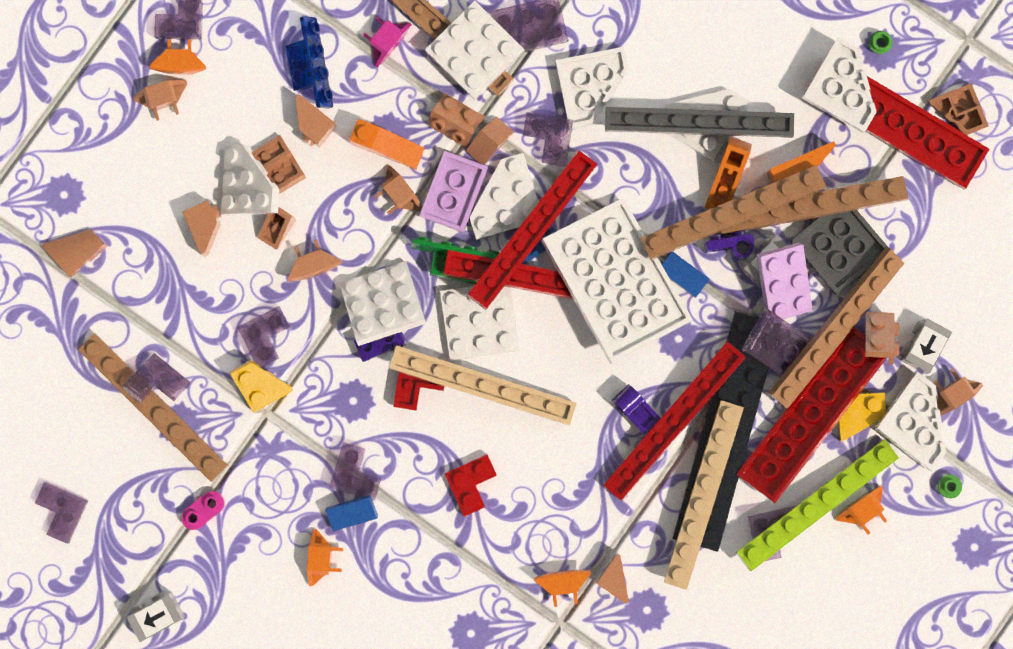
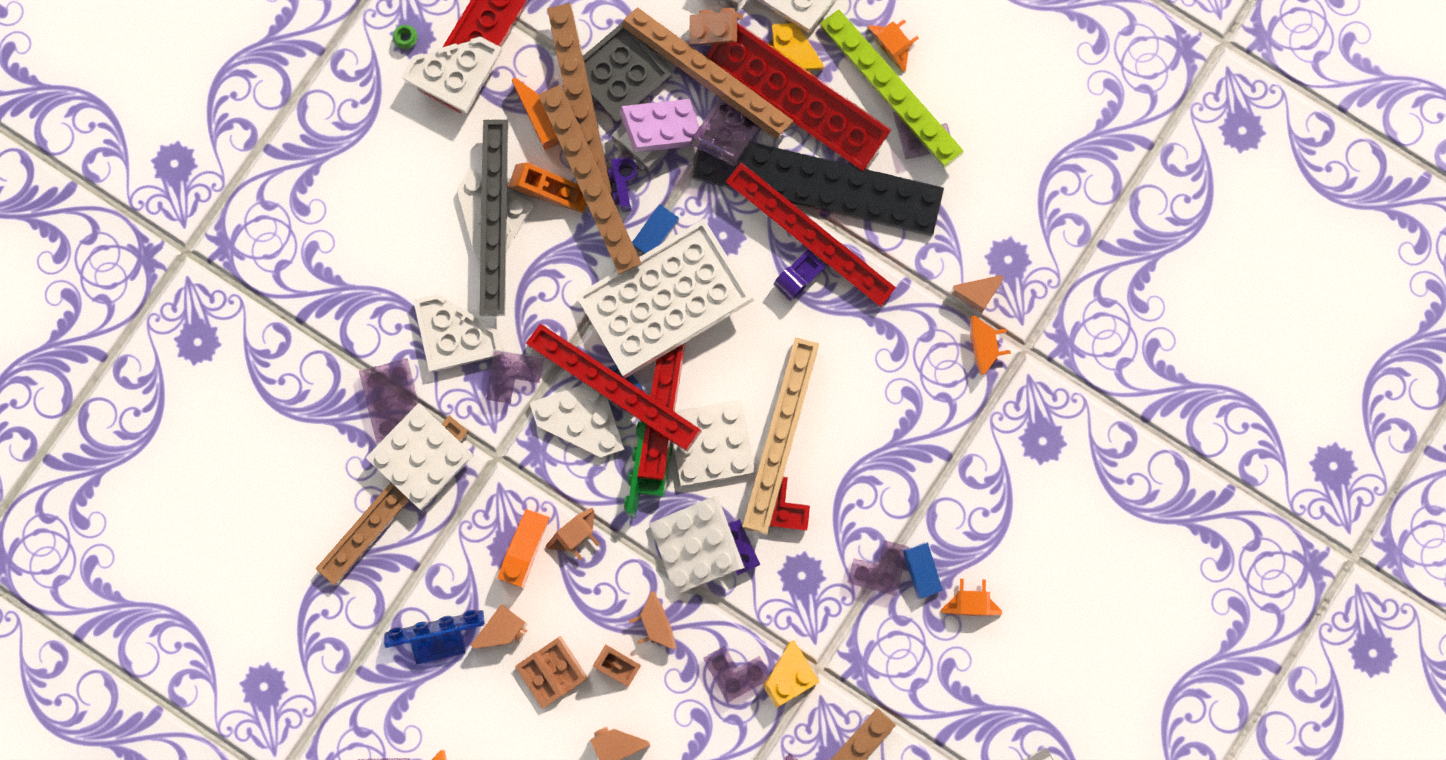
camera: 90 degrees left, 5 degrees down
(202, 510) = (927, 732): dark pink plate -> none
(246, 184) = (571, 698): white plate -> none
(386, 39) = (408, 553): dark pink piece -> none
(453, 191) = (573, 474): lavender plate -> none
(455, 120) = (495, 476): nougat bracket -> none
(464, 482) = (883, 452): red plate -> none
(489, 141) = (517, 439): nougat slope -> none
(703, 495) = (886, 202): tan plate -> none

